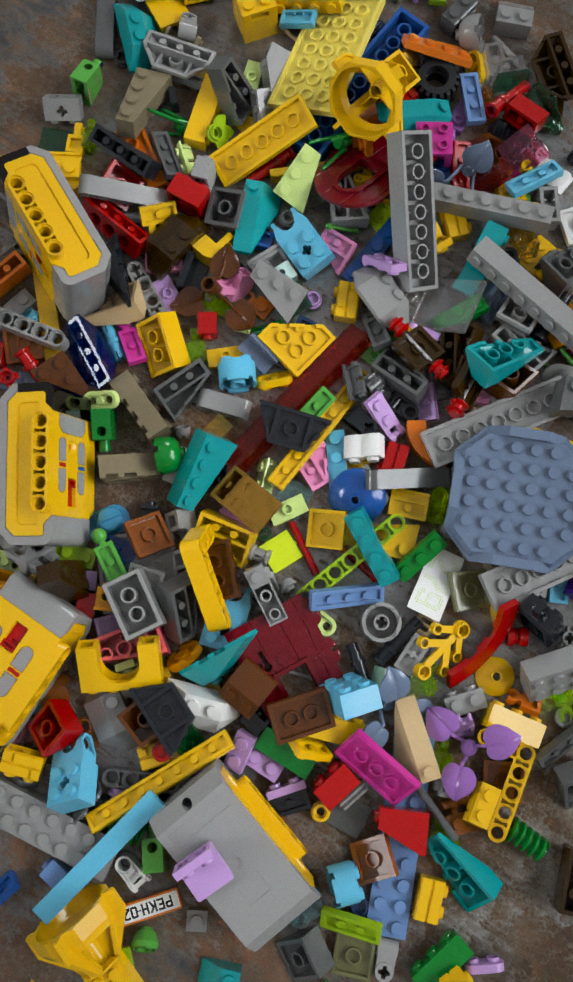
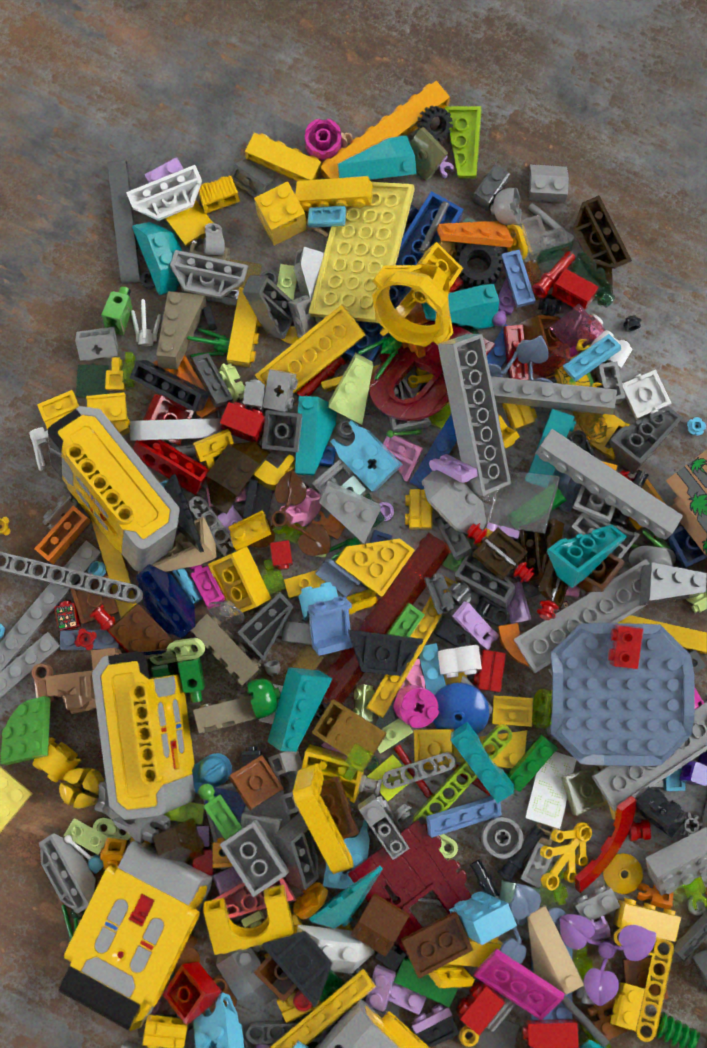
camera: 10 degrees left, 0 degrees up
(109, 107) = (145, 337): none -> white plant
(146, 371) = (226, 612): none -> clear dish
(179, 296) = (249, 530): none -> yellow plate
(219, 131) = (263, 348): lime plate -> none
(229, 161) = (273, 398): none -> light grey brick
(242, 393) = (330, 625): none -> medium blue panel
(249, 525) = (357, 760): none -> clear neon green plate
(309, 546) = (419, 770): none -> light grey beam
(324, 489) = (405, 703): none -> dark pink brick
(396, 42) = (432, 231): none -> dark grey bar
(407, 478) = (507, 687): beam -> none
(441, 139) = (490, 325): dark pink bracket -> none
(530, 449) = (625, 646): none -> red brick

